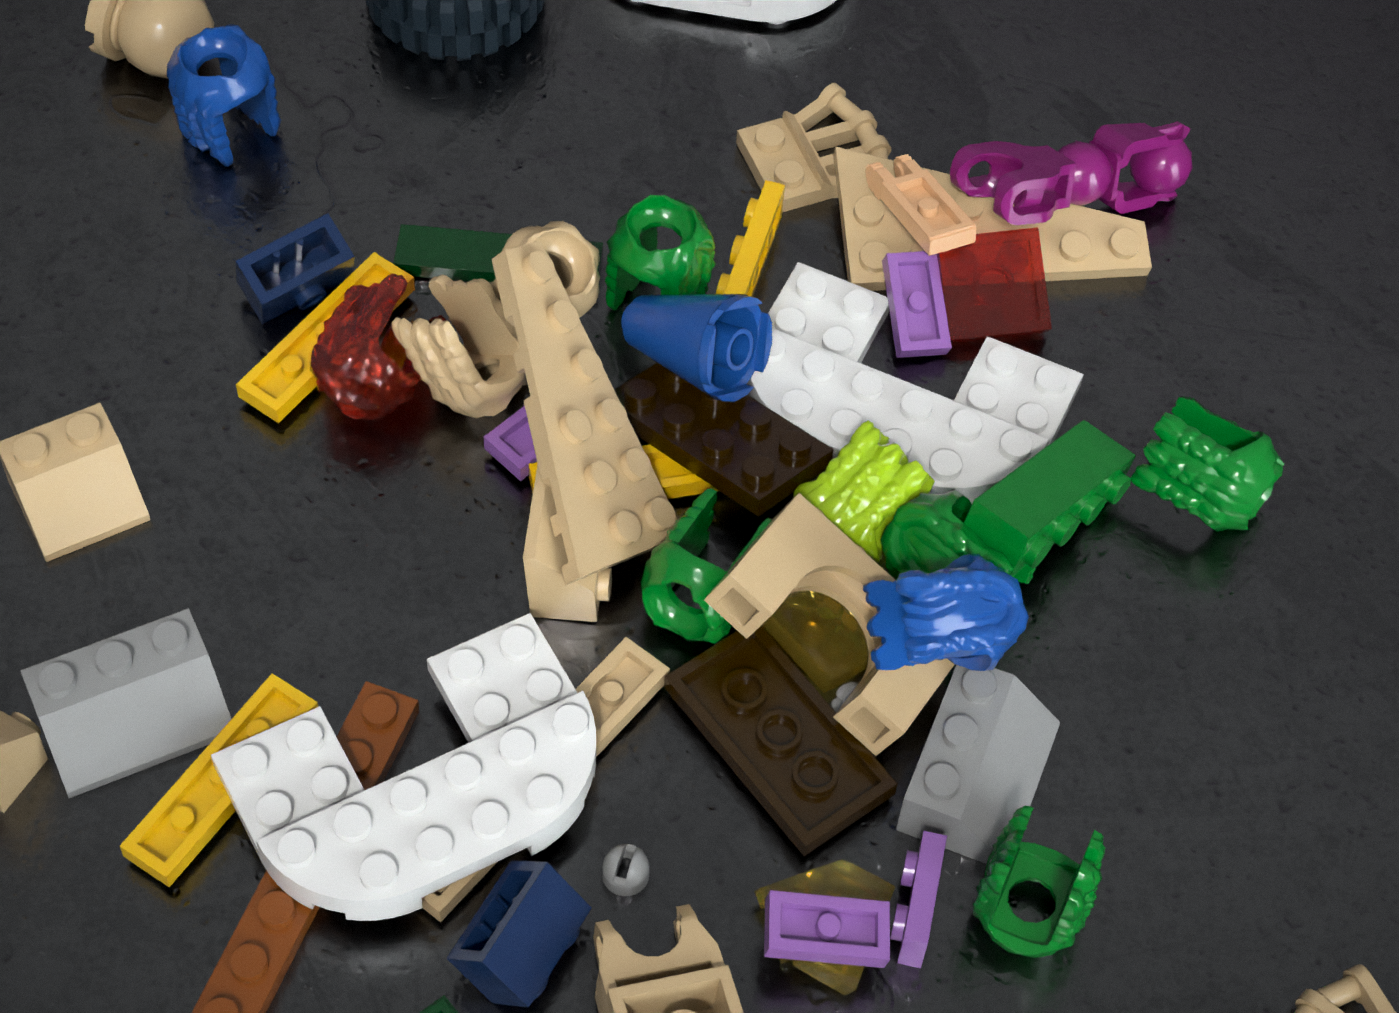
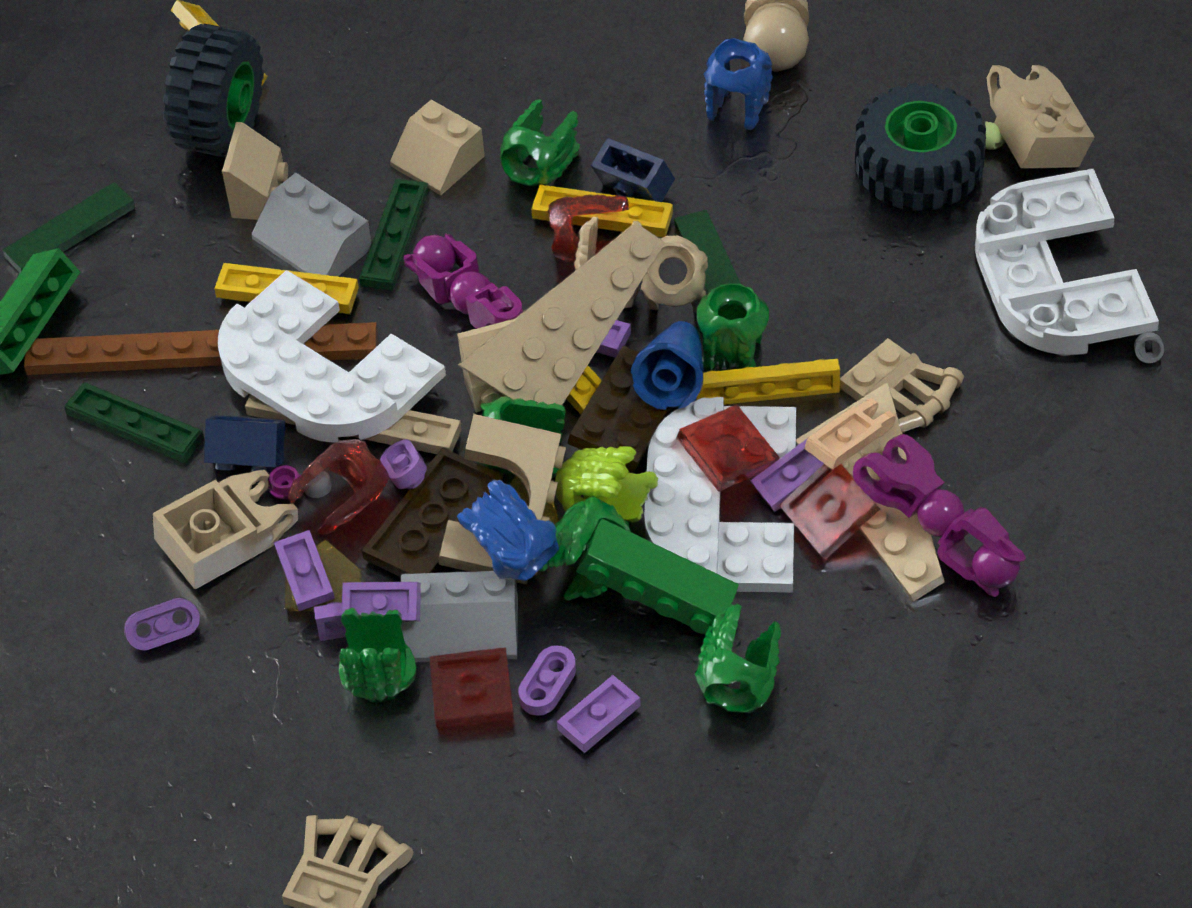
camera: 75 degrees right, 5 degrees down
(161, 367) = (550, 153): none -> green piece
(173, 584) = (394, 234): none -> dark green tile
(456, 522) = (465, 287): none -> magenta piece
(616, 897) = (281, 481): none -> magenta plate
(678, 733) = (404, 464): none -> medium lavender plate
(685, 822) = (357, 466): none -> clear red piece
(858, 344) = (727, 447): none -> clear red plate
(960, 836) = (382, 597): none -> medium lavender plate
(1106, 789) = (471, 688): none -> clear red plate
(1132, 699) = (545, 683): none -> medium lavender plate
(1208, 659) = (598, 713): none -> medium lavender plate

